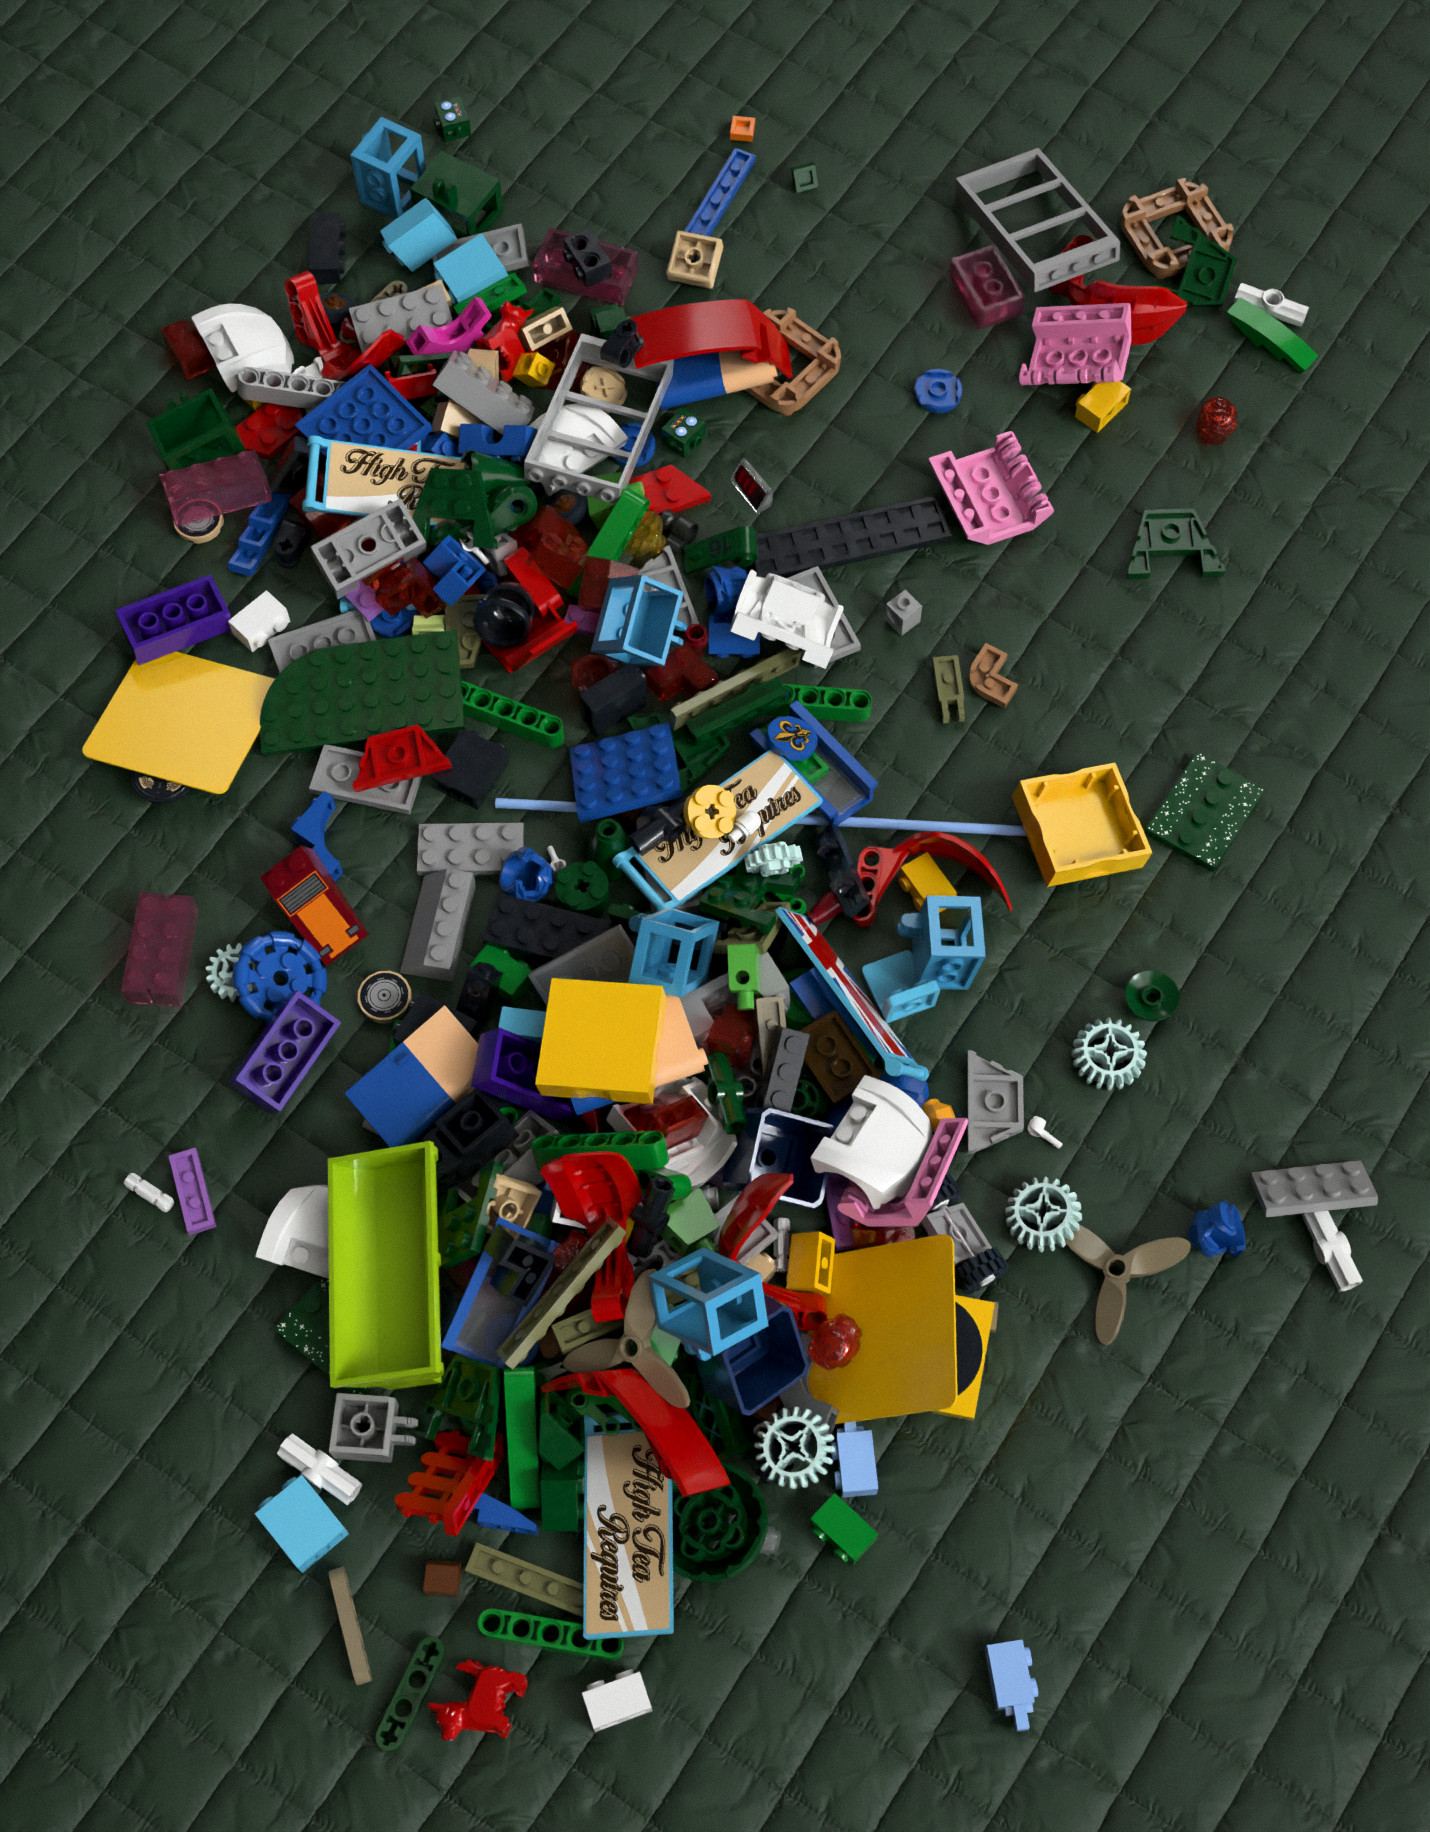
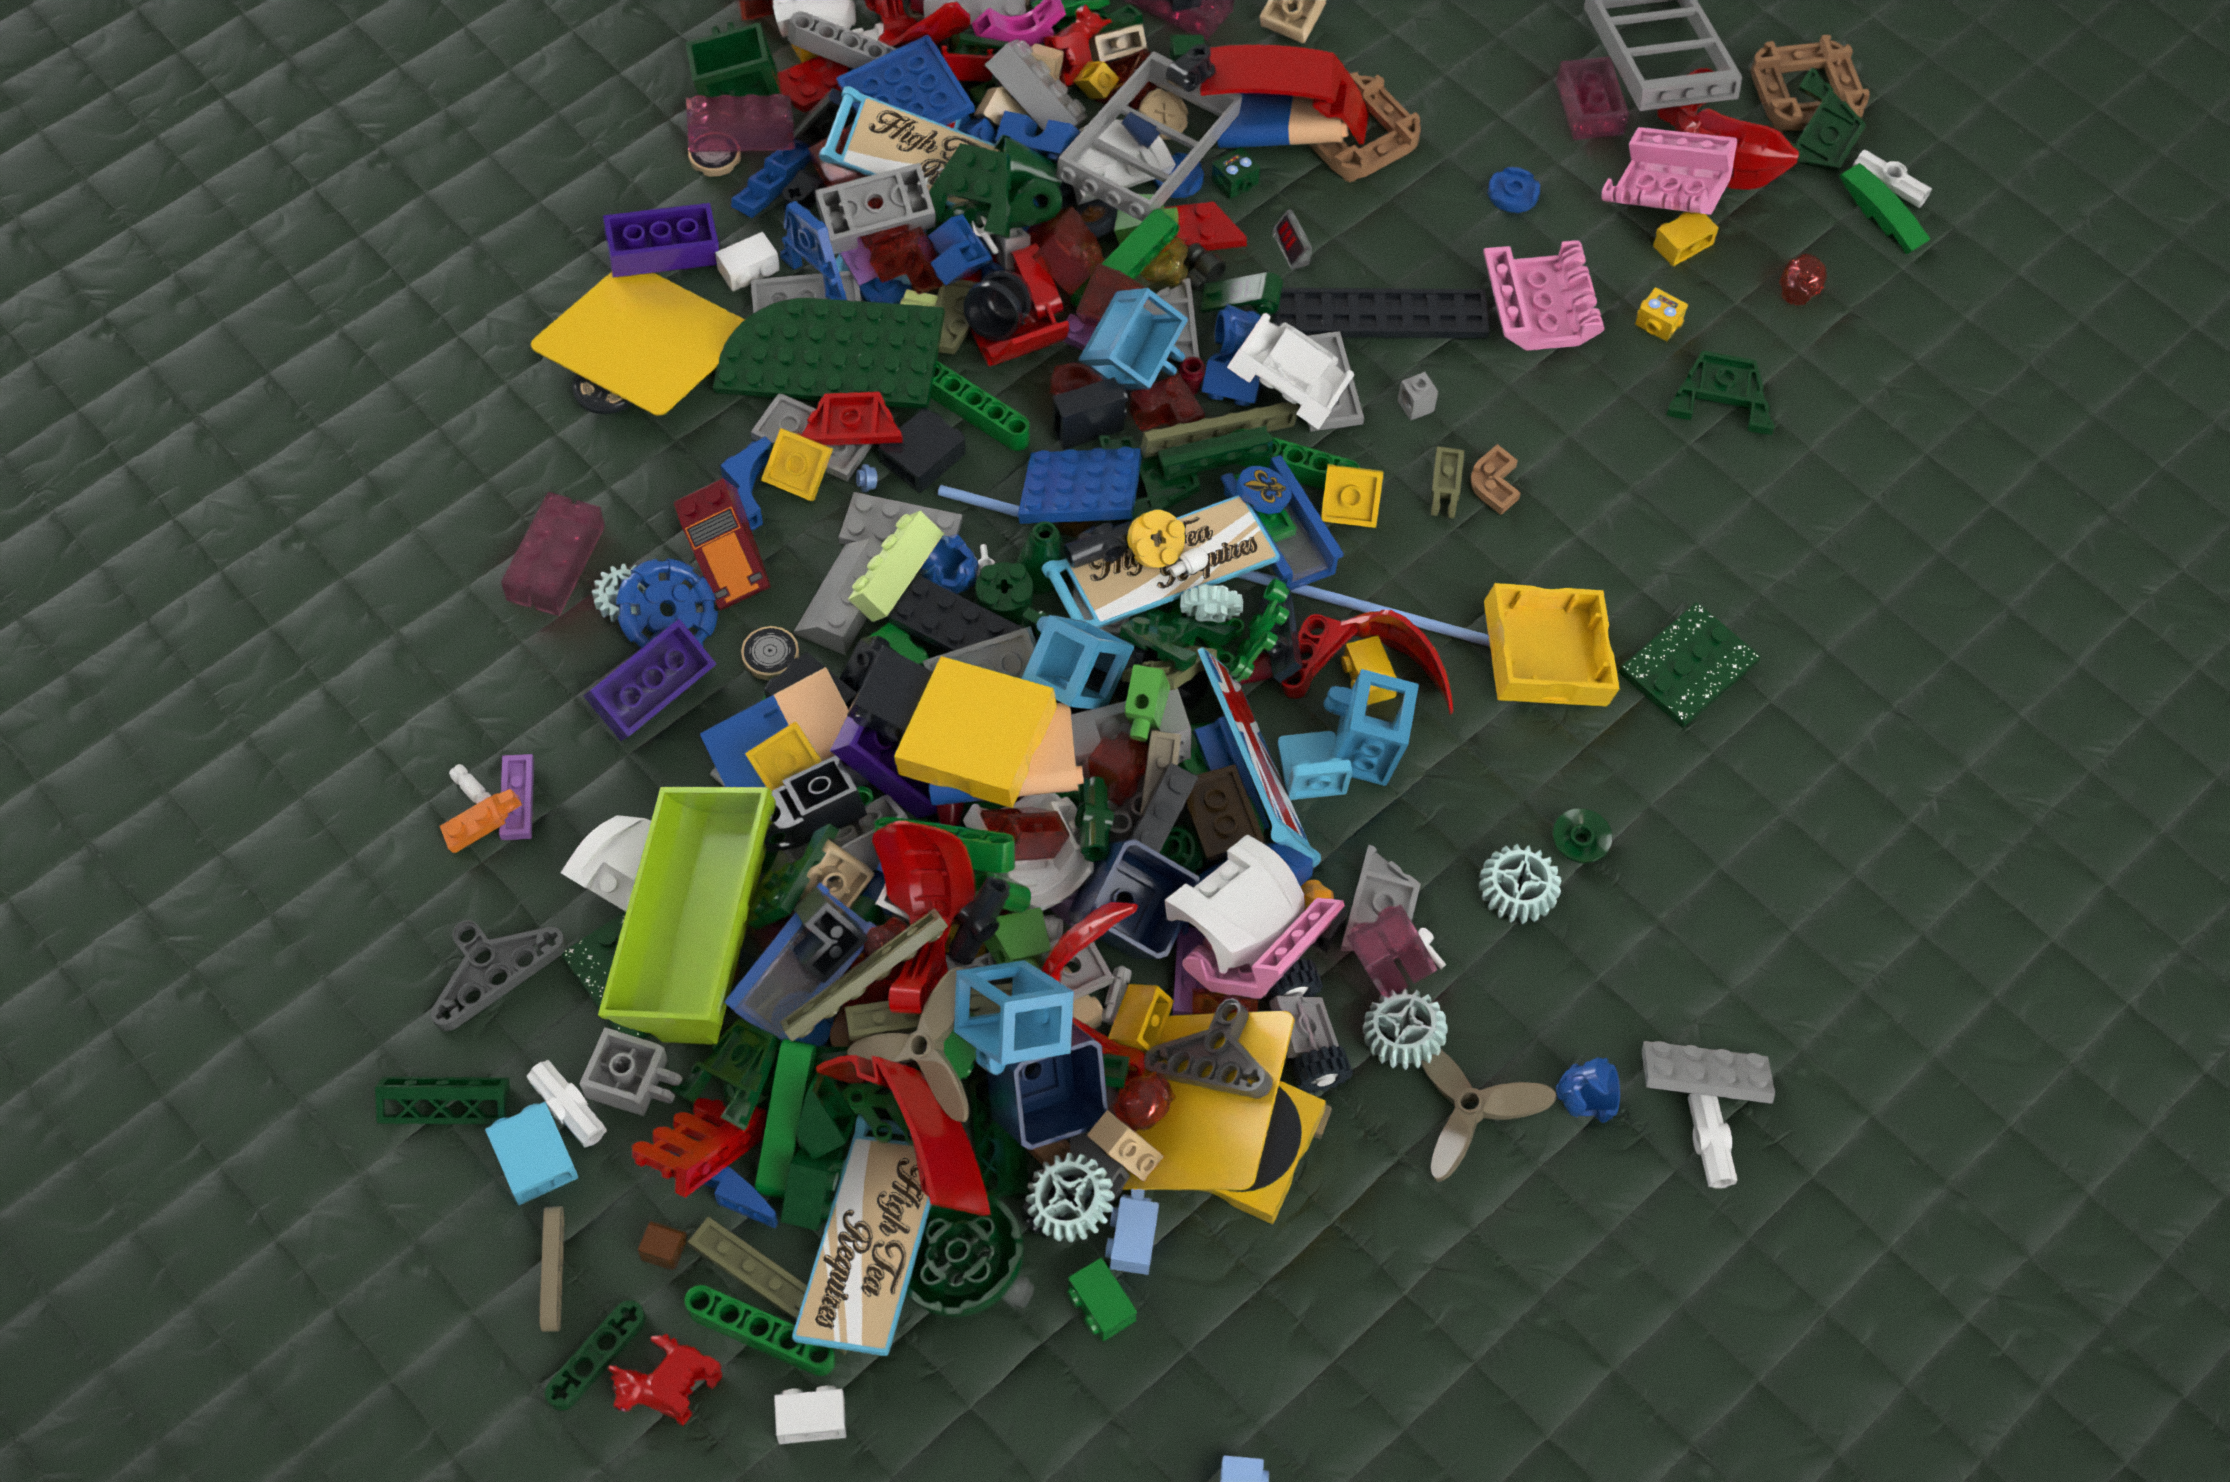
camera: 10 degrees right, 5 degrees down
(164, 1222) = (479, 820): none -> orange hinge
(200, 1485) = (438, 1089): none -> dark green fence
(206, 1370) = (478, 977): none -> dark grey beam
(318, 593) = (810, 239): none -> blue wing
(360, 810) = (797, 464): none -> yellow plate
(427, 807) = (866, 478): none -> medium blue plate
(428, 1099) = (783, 756): none -> yellow plate
(479, 890) = (895, 565): none -> yellowish green brick
(514, 1024) = (889, 694): none -> black brick
(590, 414) = (1140, 129): none -> dark blue cone
(805, 1320) = (1115, 1070): none -> dark green tile
(822, 874) = (1260, 633): none -> green plant
(830, 1388) = (1125, 1145): none -> tan brick
(869, 723) = (1351, 496): none -> yellow plate
(902, 1287) = (1201, 1053): none -> dark grey beam
(1022, 1136) = (1384, 941): none -> clear pink piece
(1099, 483) = (1661, 314): none -> yellow head

